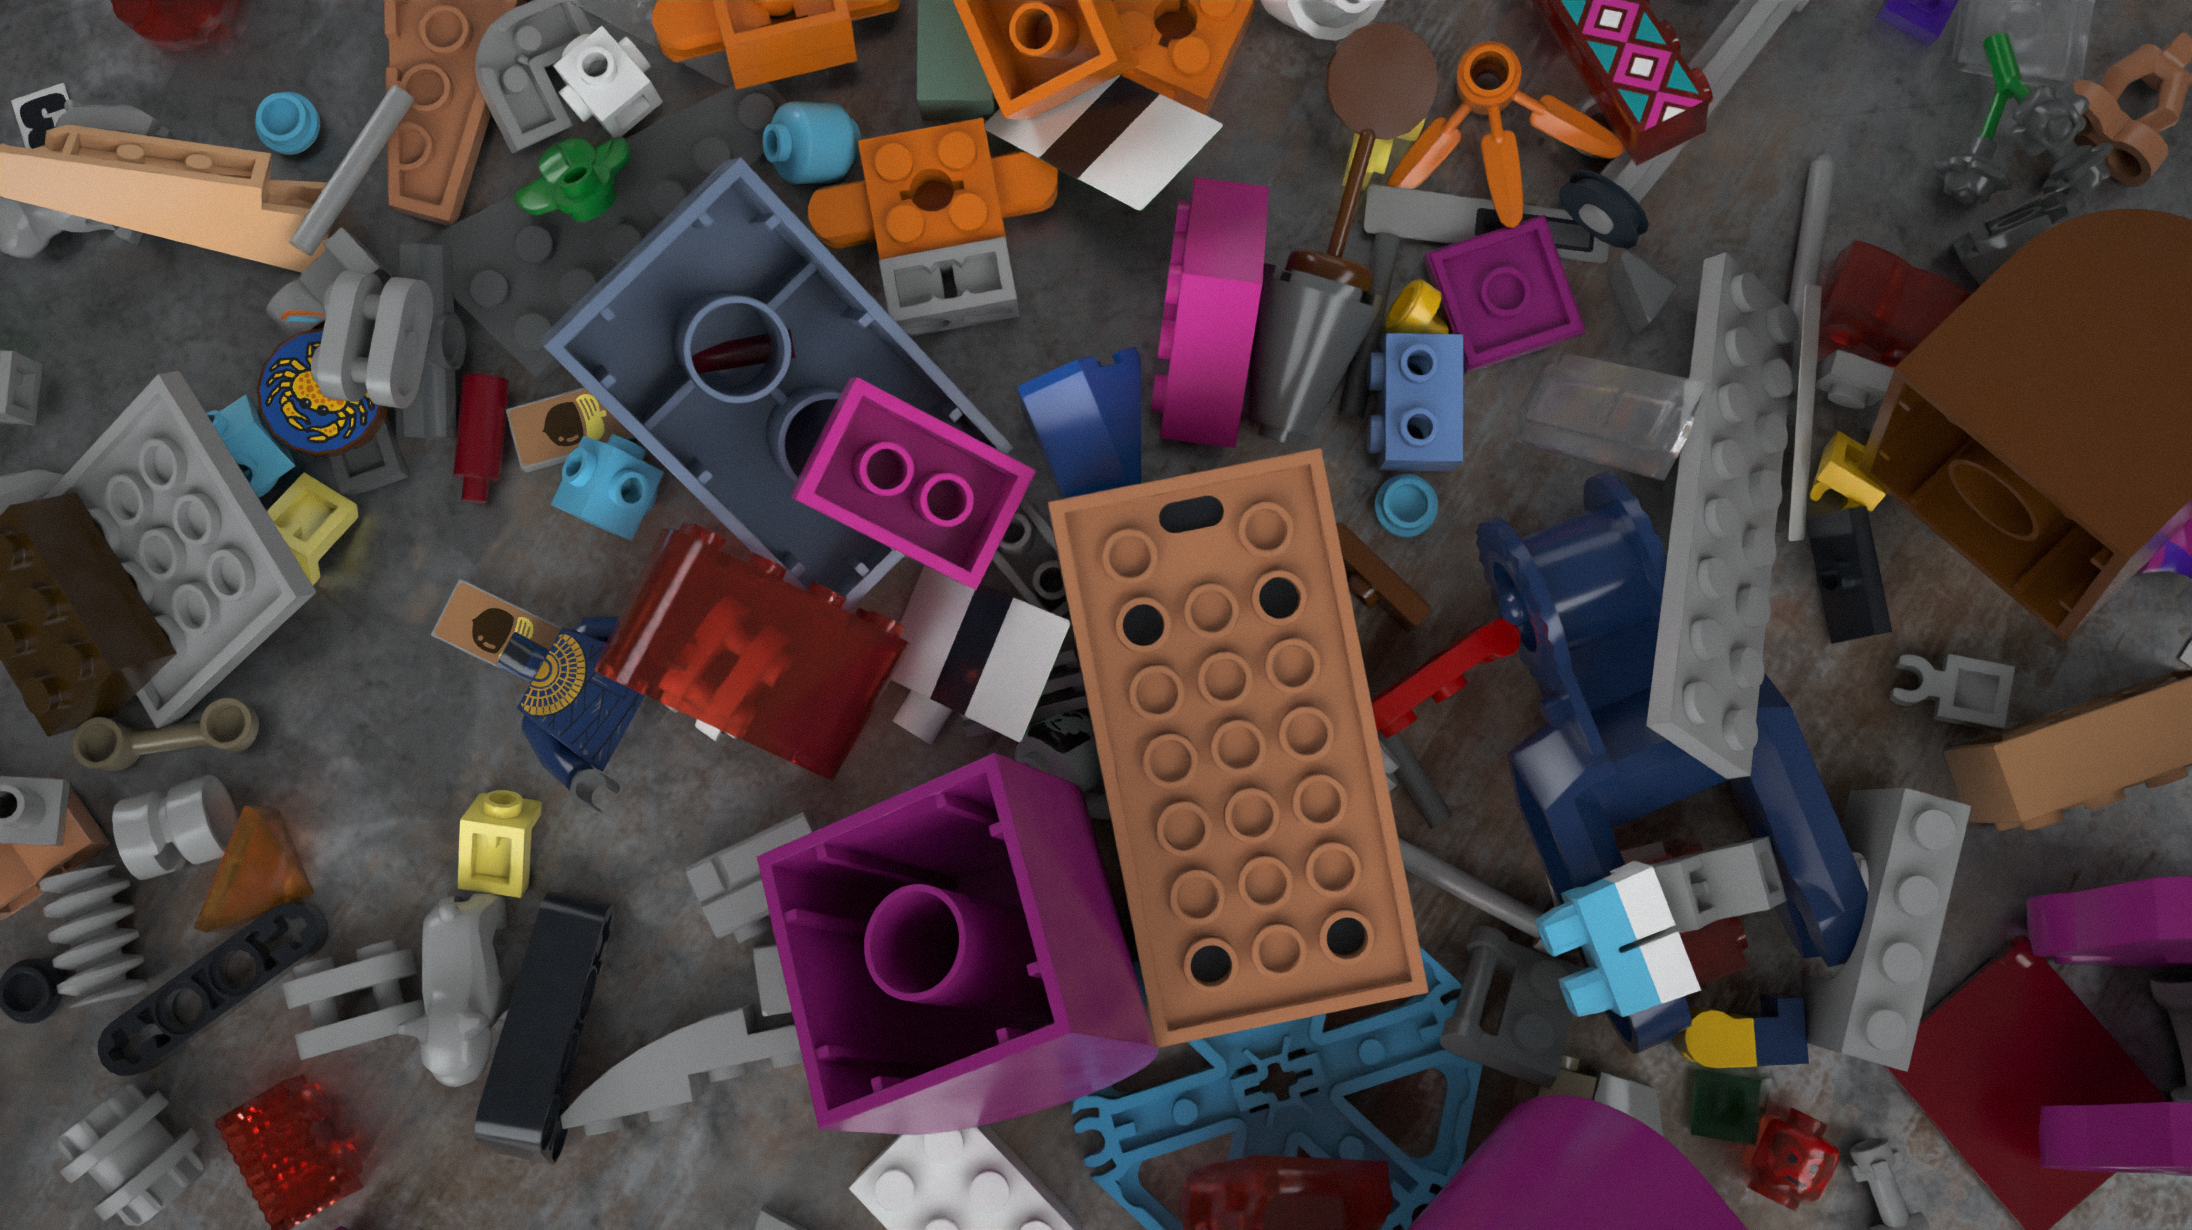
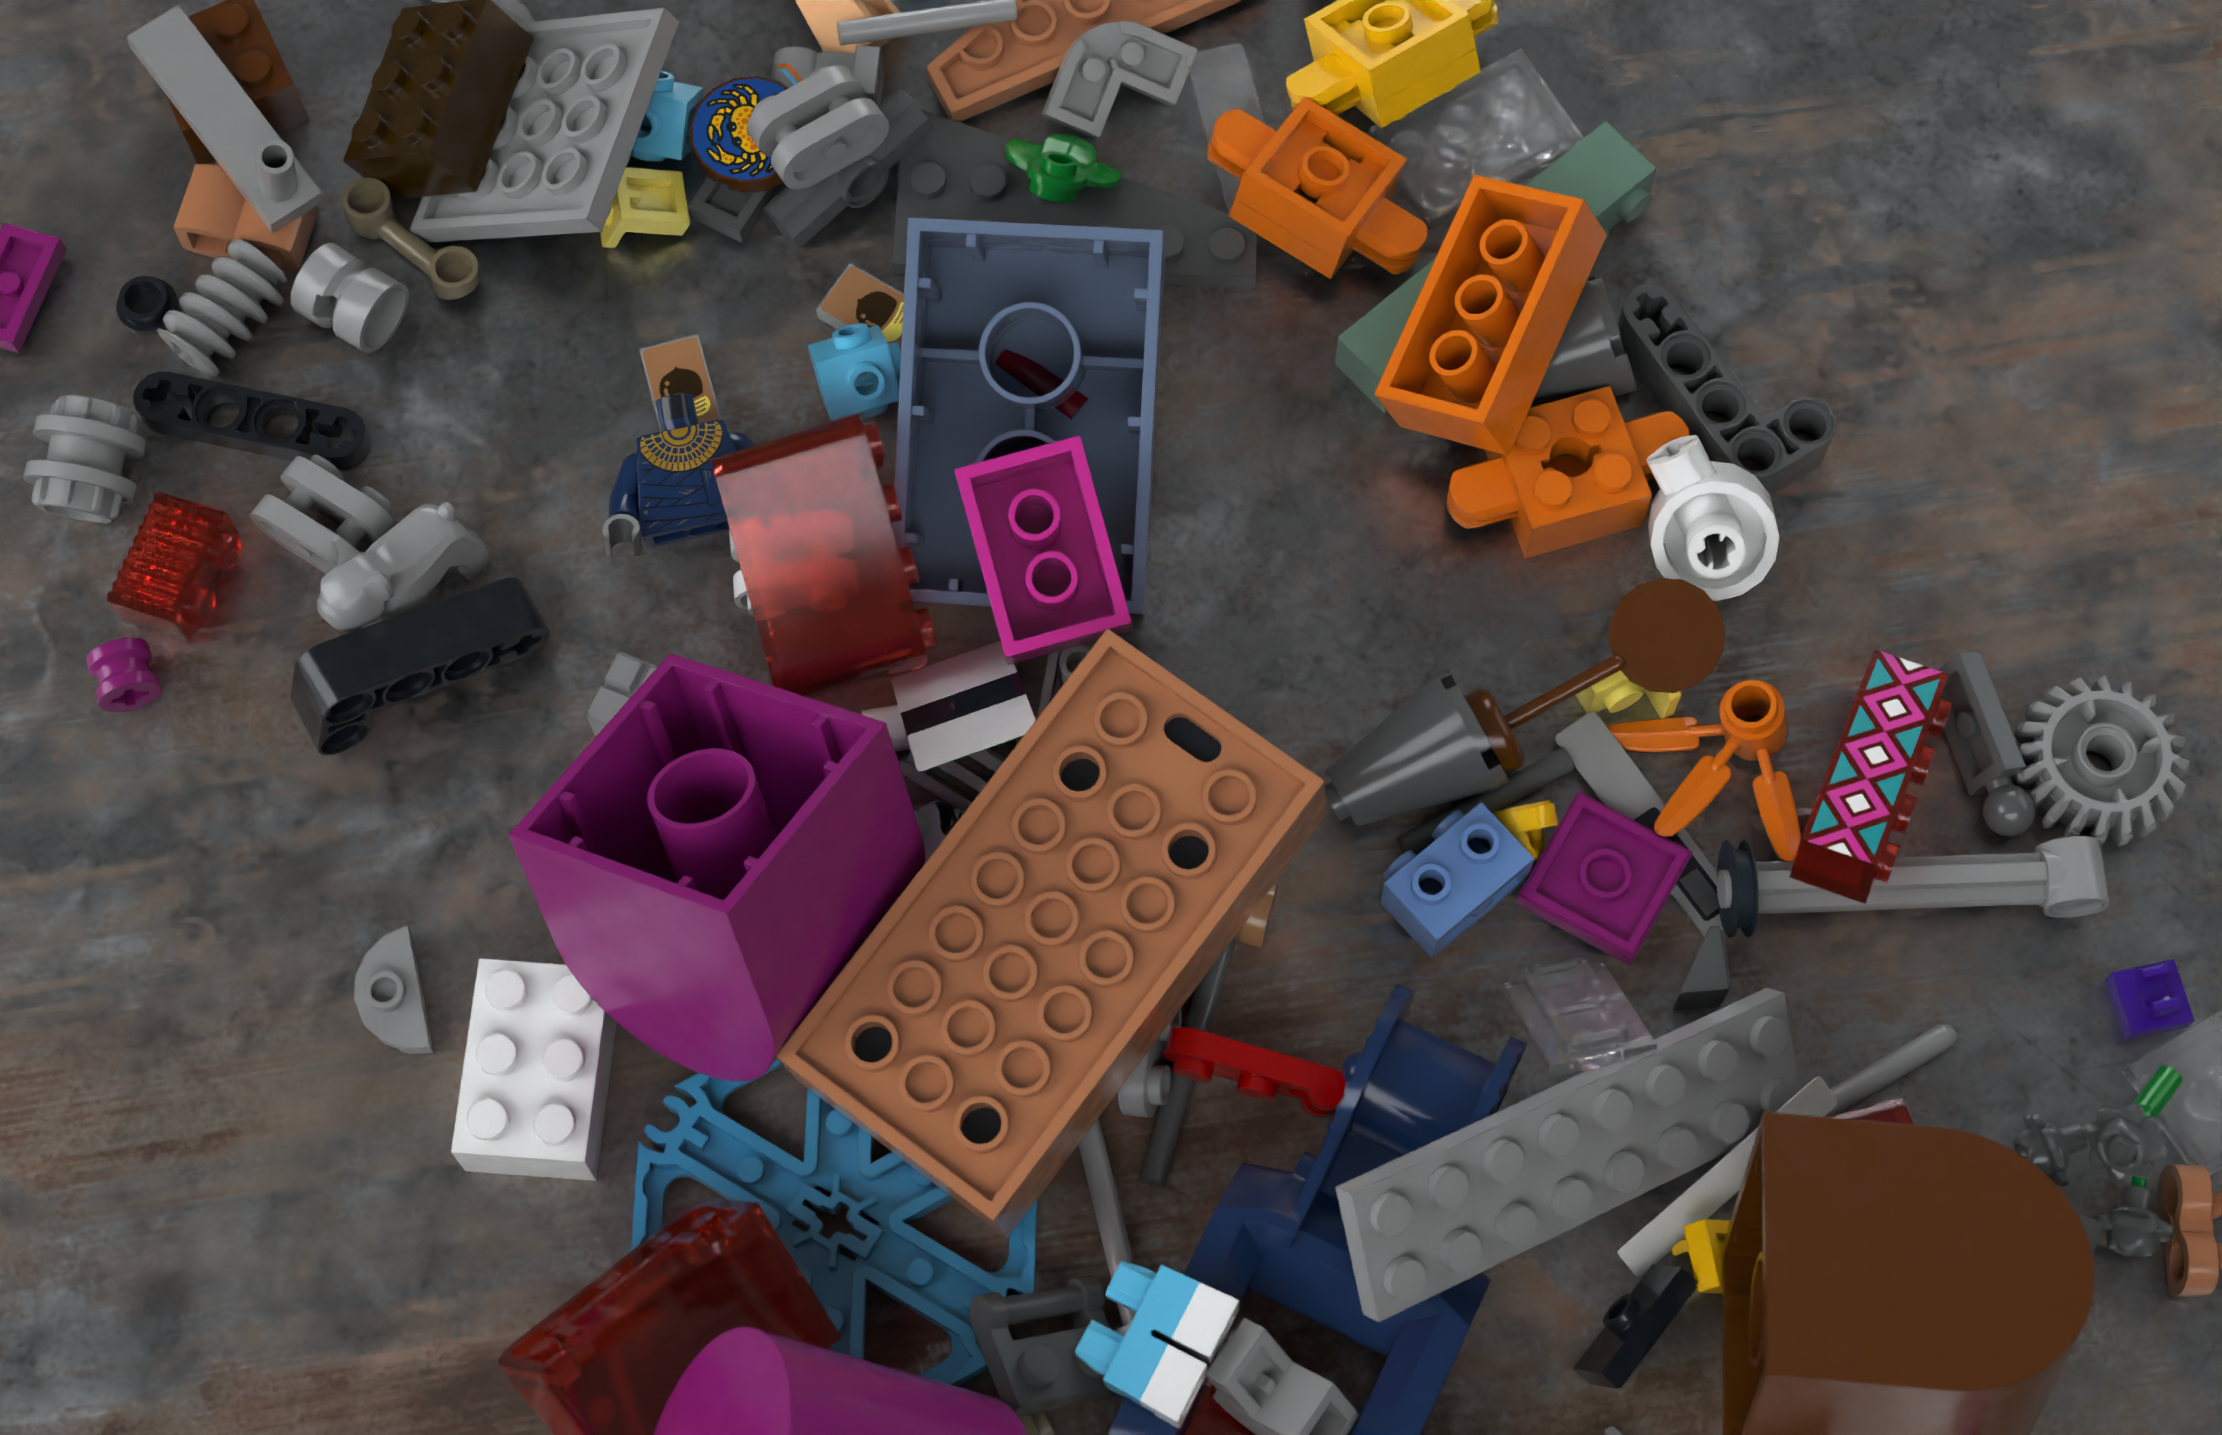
camera: 50 degrees right, 15 degrees down
(255, 872) = (360, 374): clear orange slope -> none
(480, 434) = (816, 262): dark red cylinder -> none
(497, 843) = (524, 517): light yellow bracket -> none
(607, 81) = (1151, 130): white brick -> none
(668, 1071) = (453, 769): light grey slope -> none
(812, 142) = (1239, 297): medium azure head -> none
(931, 192) = (1264, 436): orange brick -> none
(950, 287) = (1221, 476): light grey brick -> none
(1088, 422) = (1221, 642): blue slope -> none
(1114, 138) = (1436, 483): white sticker -> none
(1211, 311) = (1376, 663): dark pink brick -> none
(1375, 582) = (1288, 963): reddish brown plate -> none
(1406, 505) = (1372, 945): medium azure plate -> none

